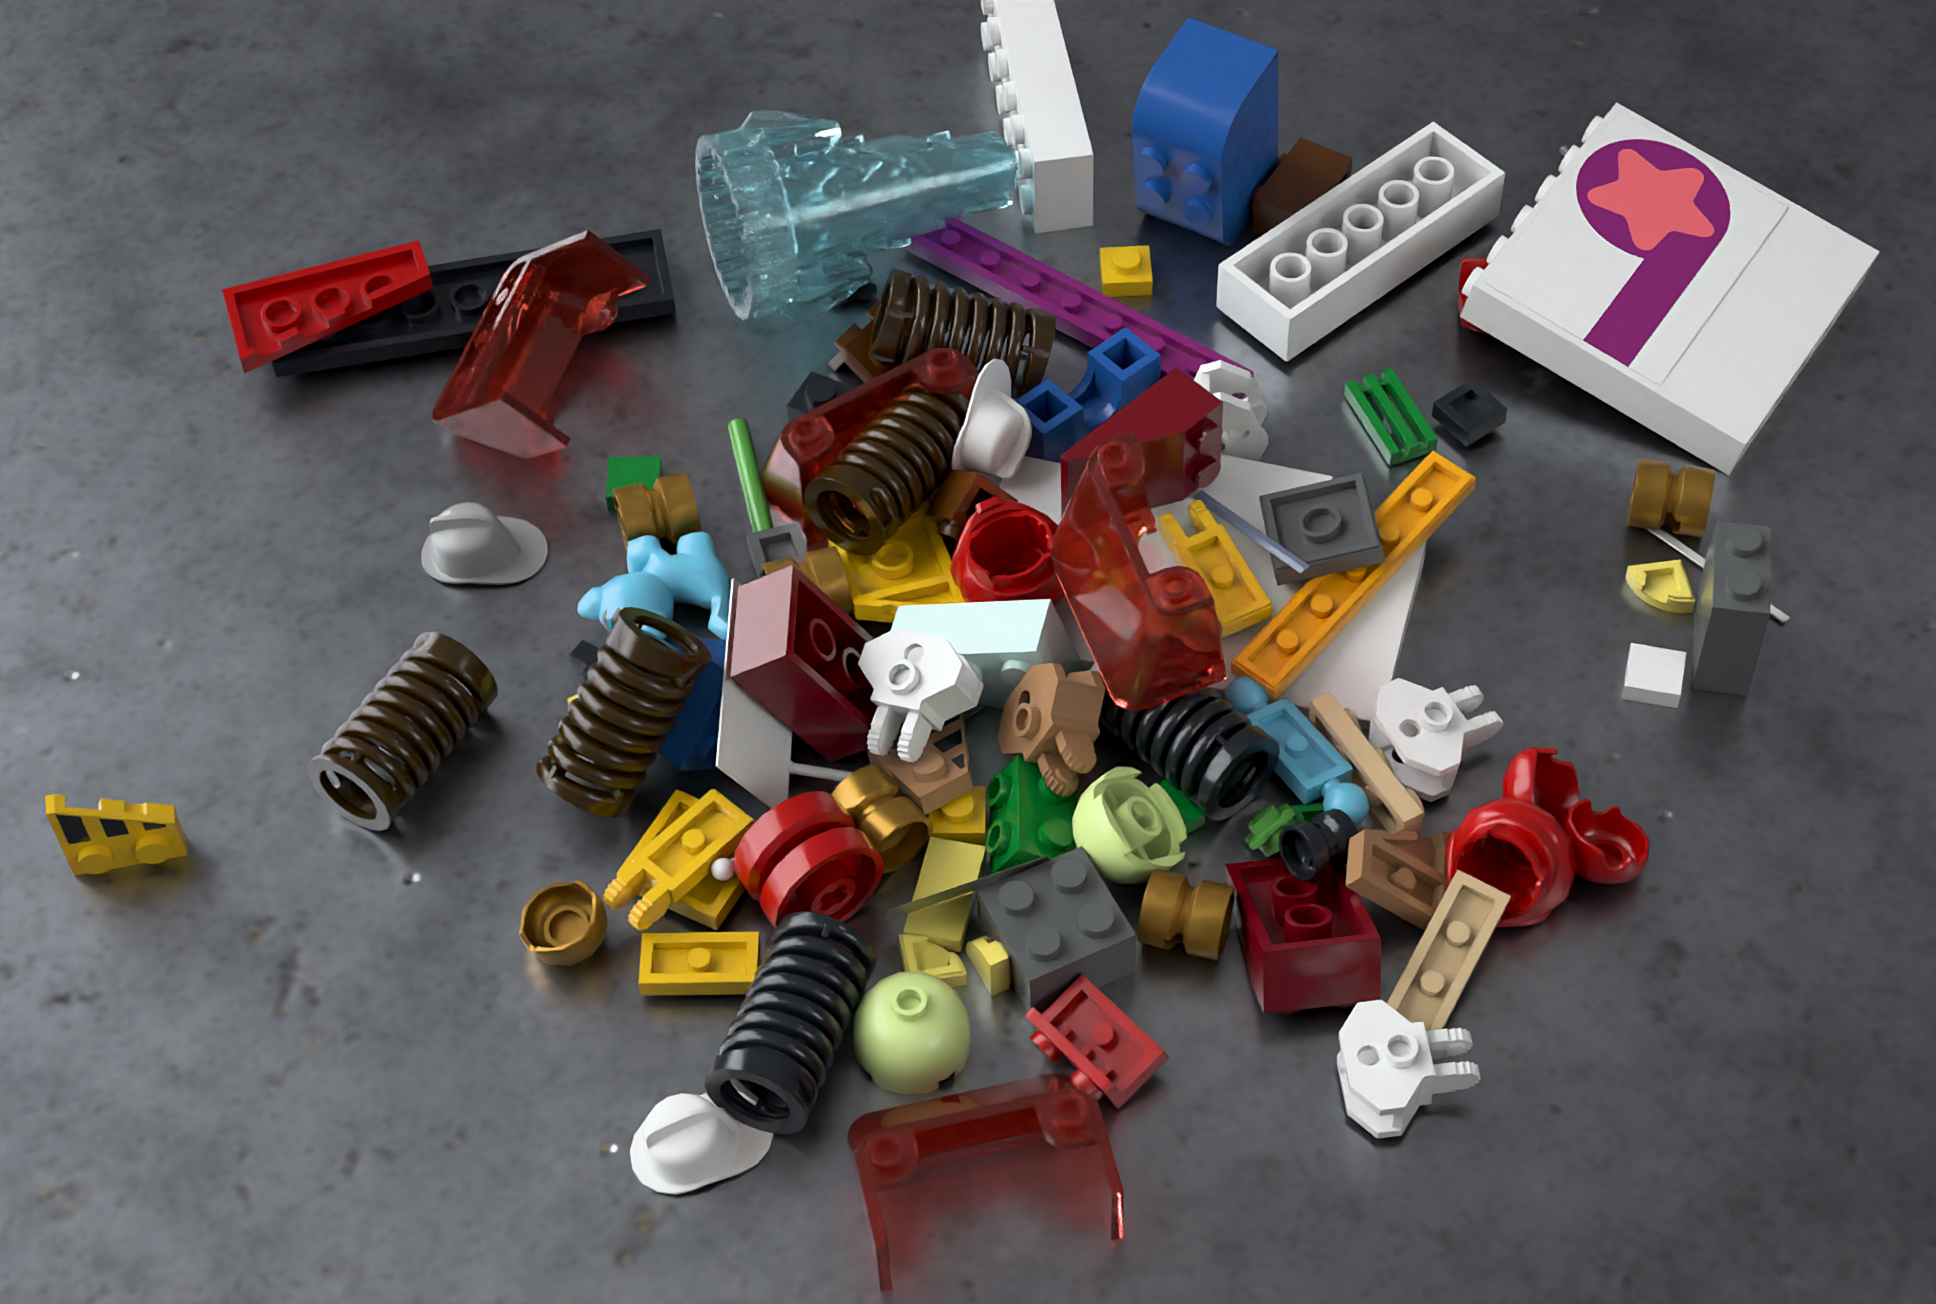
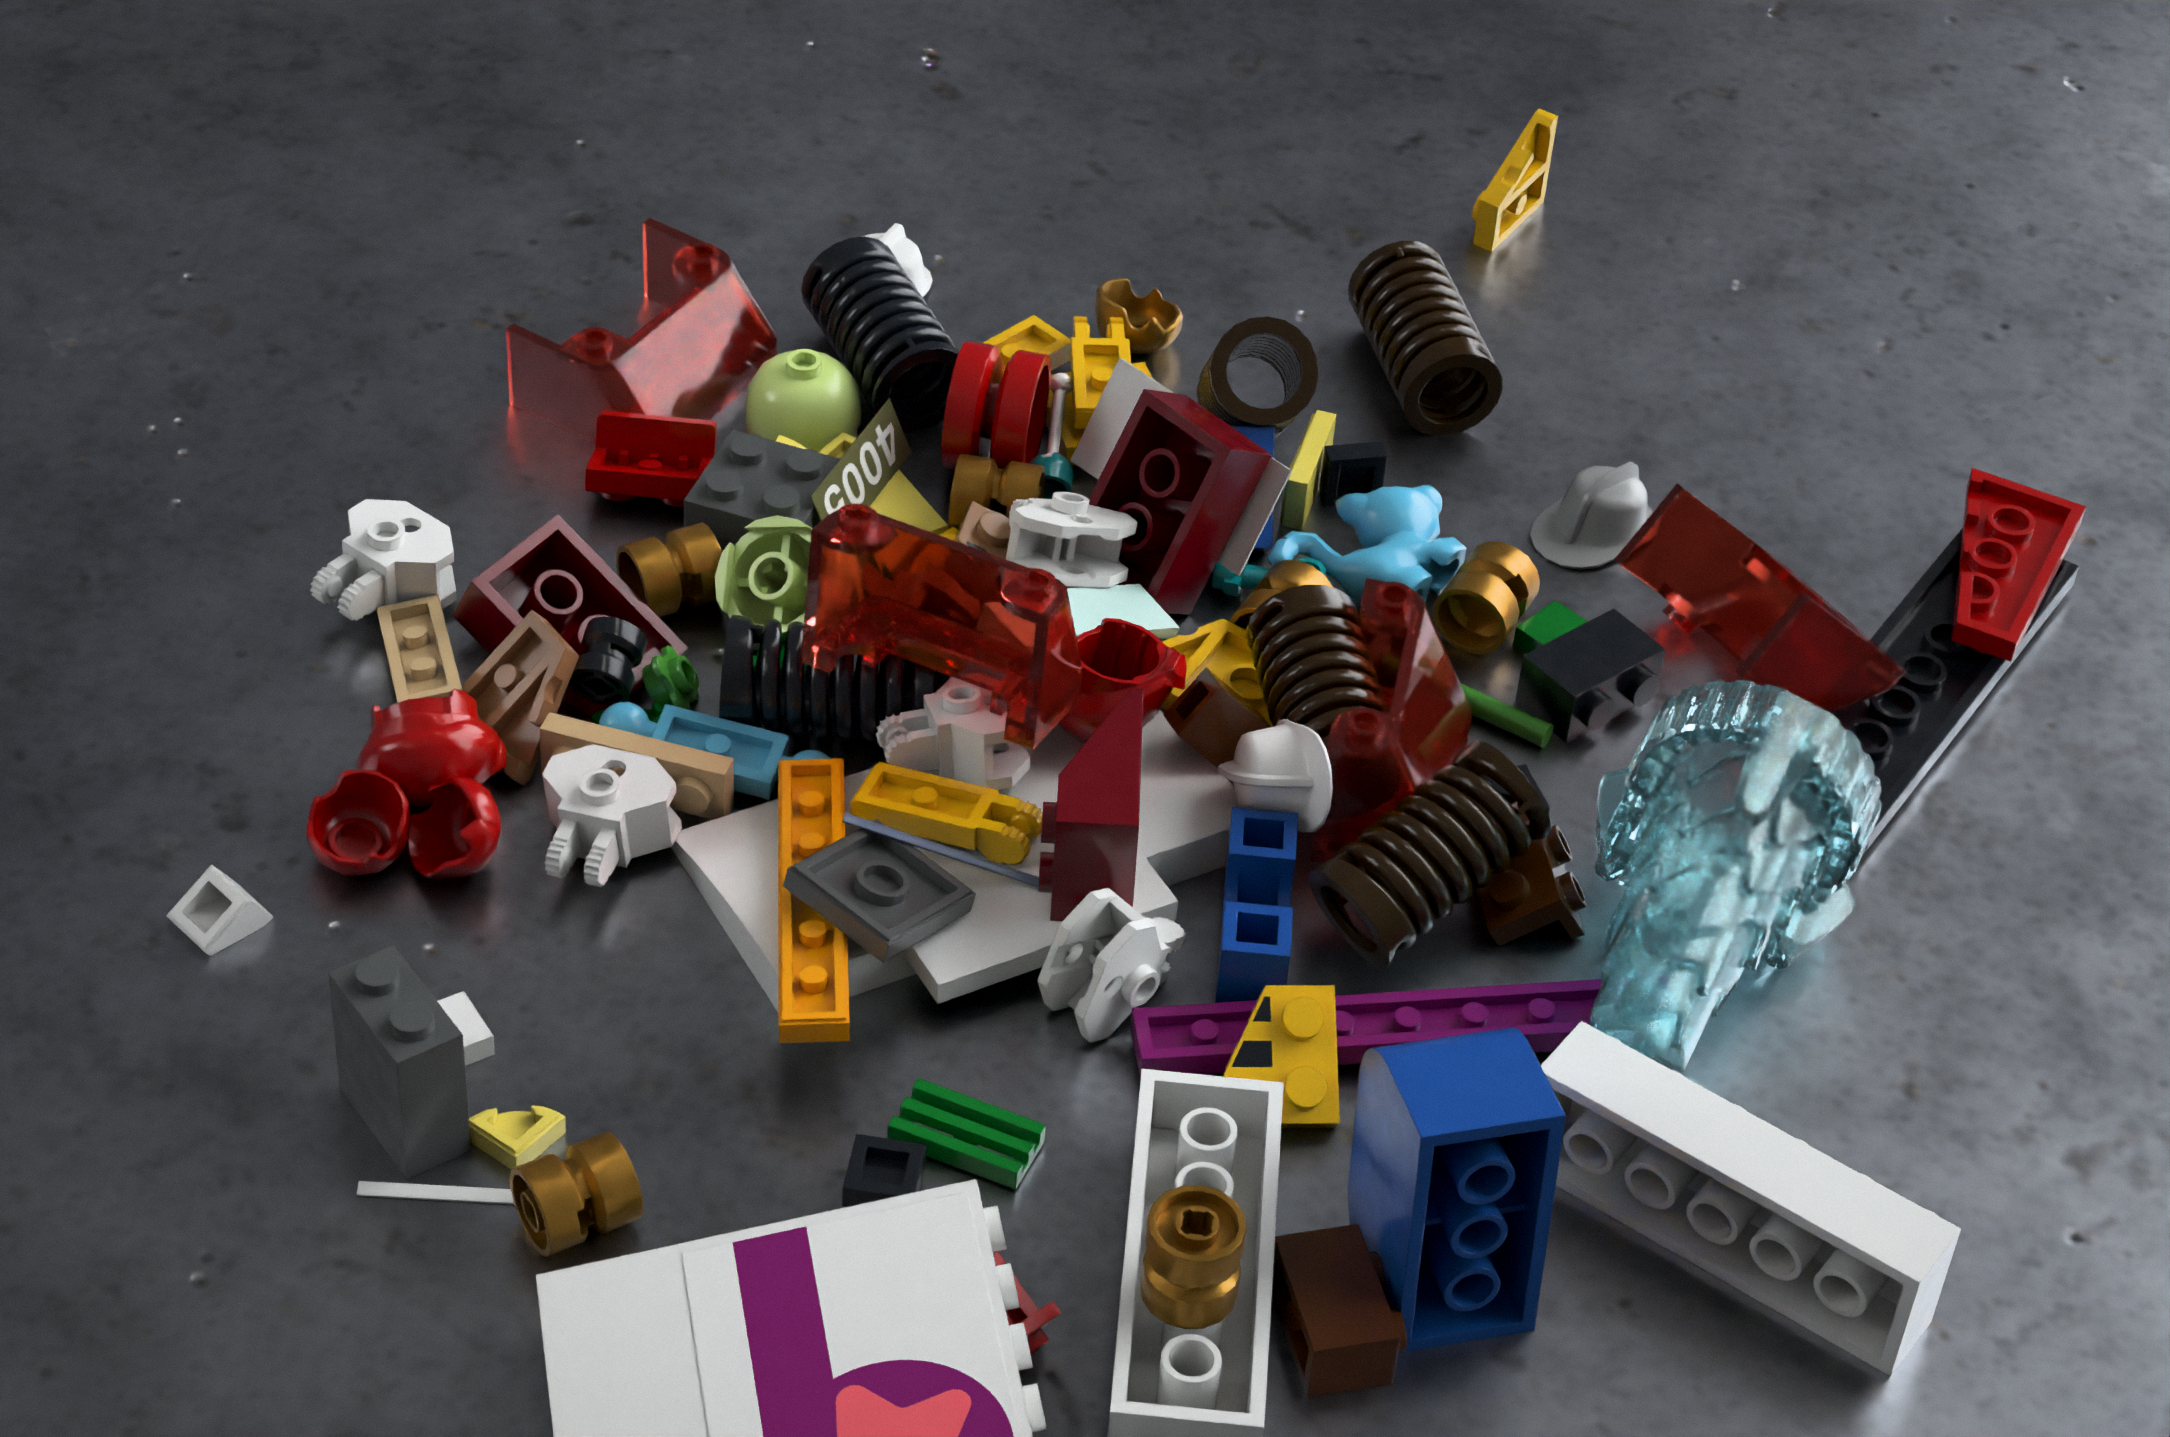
camera: 130 degrees right, 10 degrees down
(668, 423) = (1590, 675): none -> black brick
(1179, 314) = (1295, 1043): none -> yellow wing
(1401, 173) = (1192, 1256): none -> pearl gold wheel
(1739, 866) = (218, 912): none -> white slope

